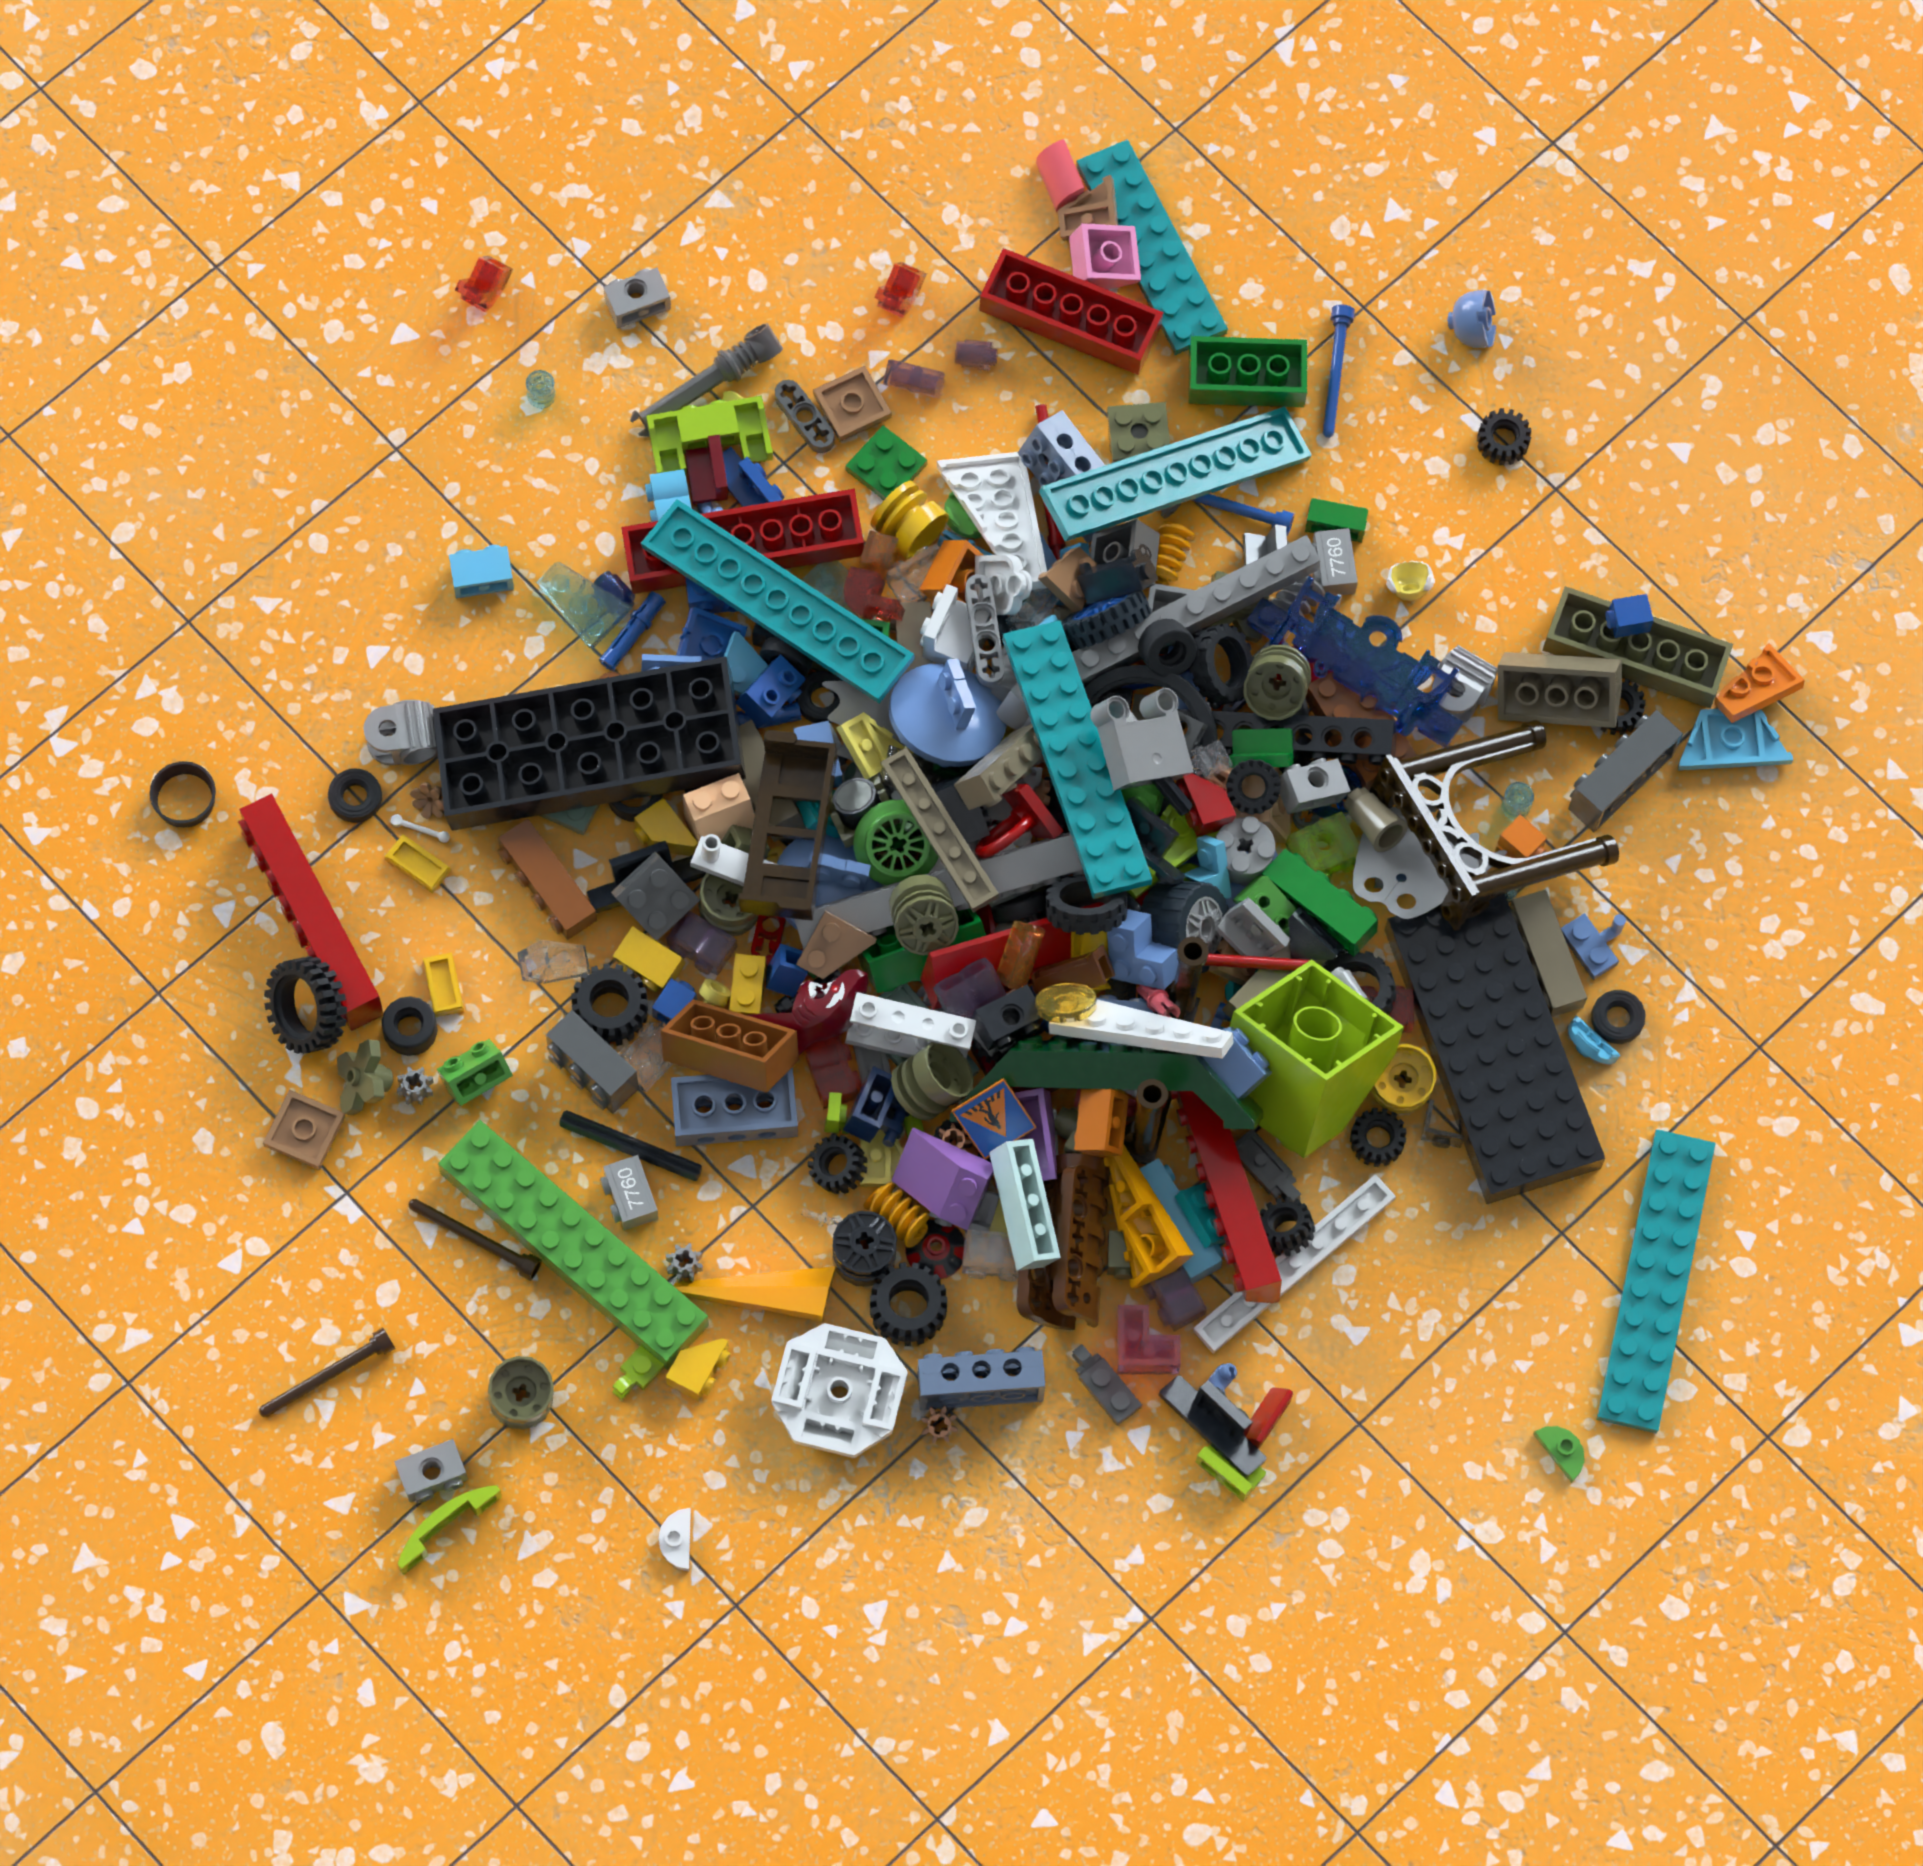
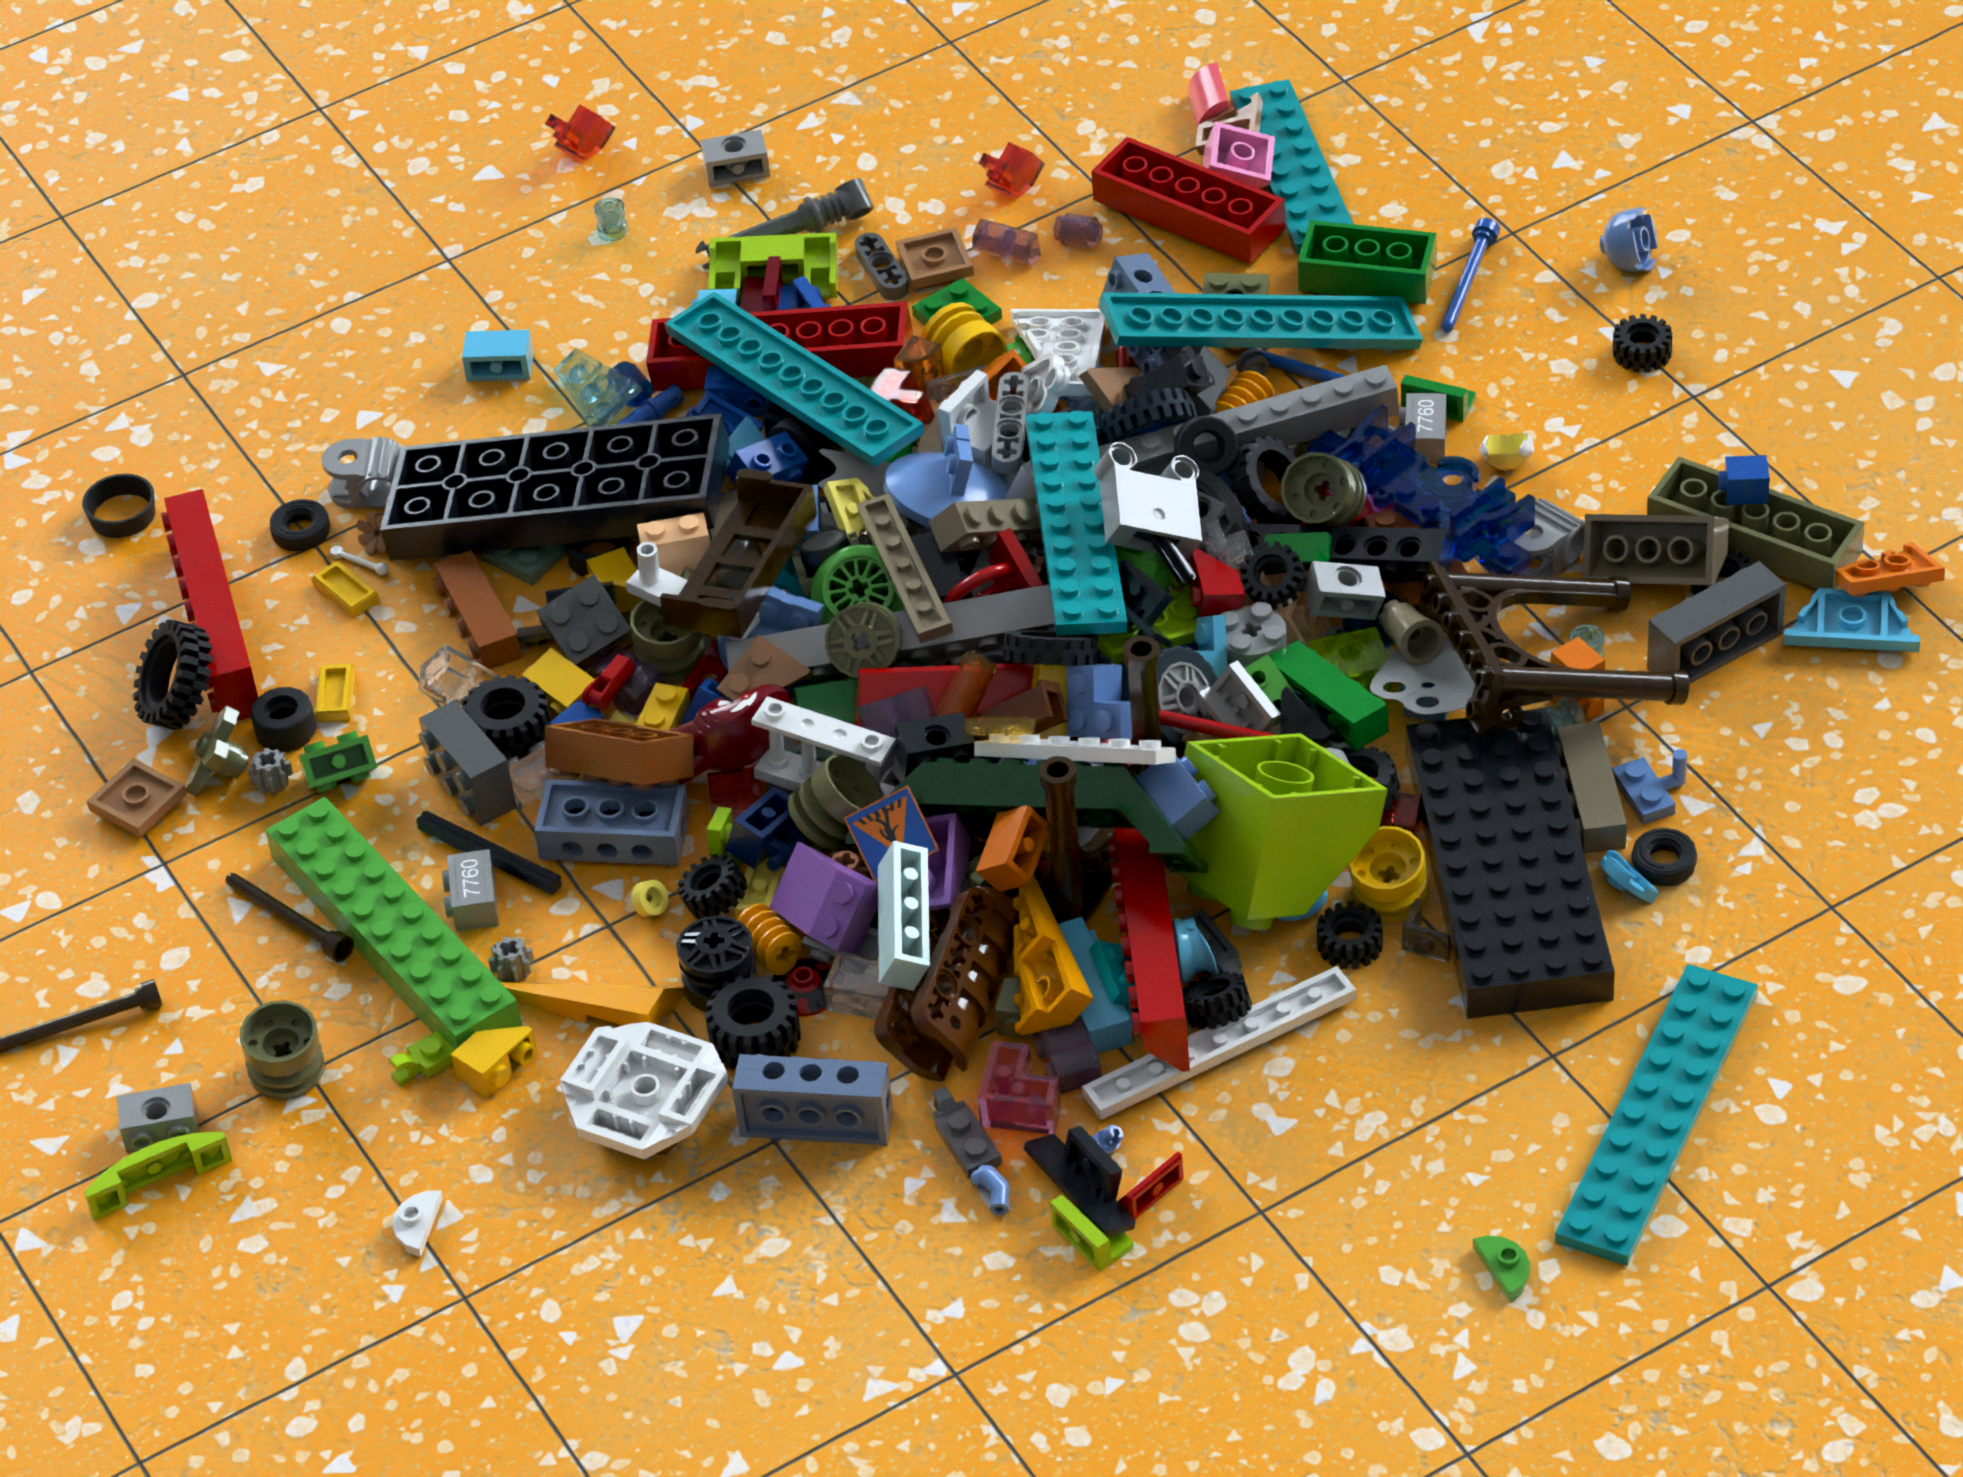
camera: 20 degrees right, 25 degrees down
(696, 958) = (608, 683): none -> red bar
(784, 1180) = (649, 898): none -> light yellow tile
(943, 1431) = (752, 1133): nougat gear -> none
(1144, 1433) = (991, 1179): none -> medium blue arm
(1262, 1188) = (1191, 950): none -> medium azure piece

